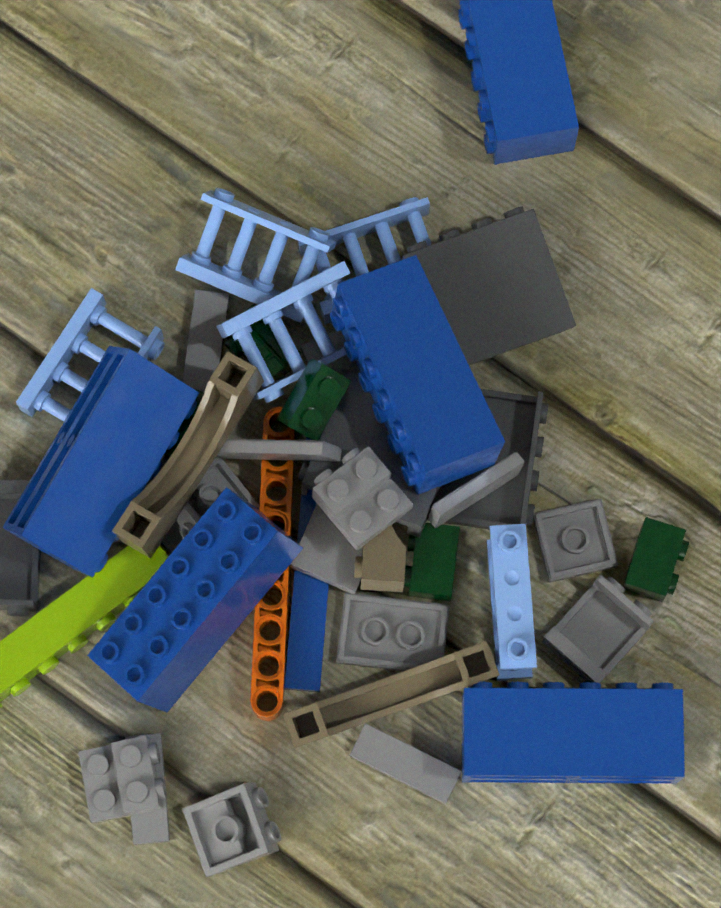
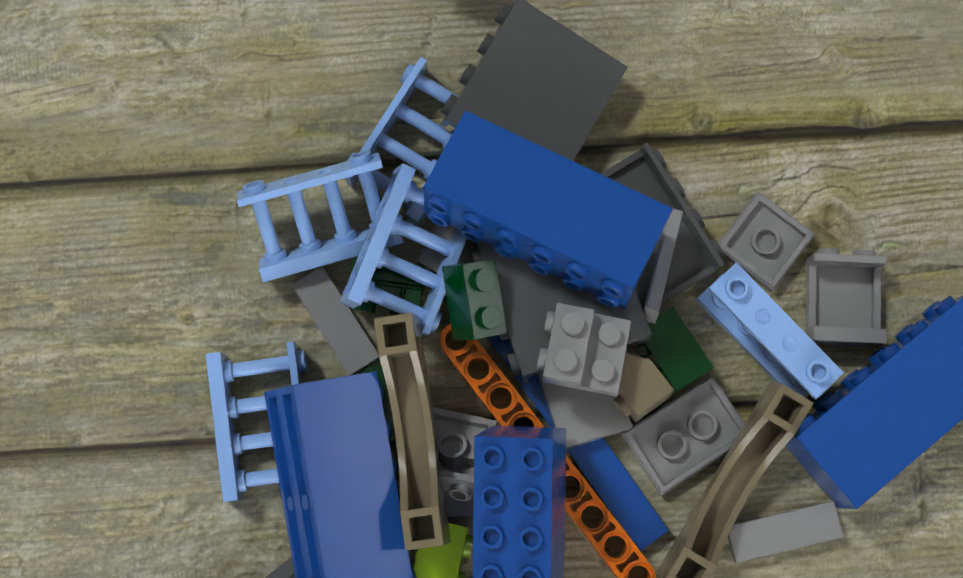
camera: 45 degrees left, 5 degrees up
(279, 450) = (485, 362): light grey tile -> none
(655, 559) = (841, 206): dark green brick -> none

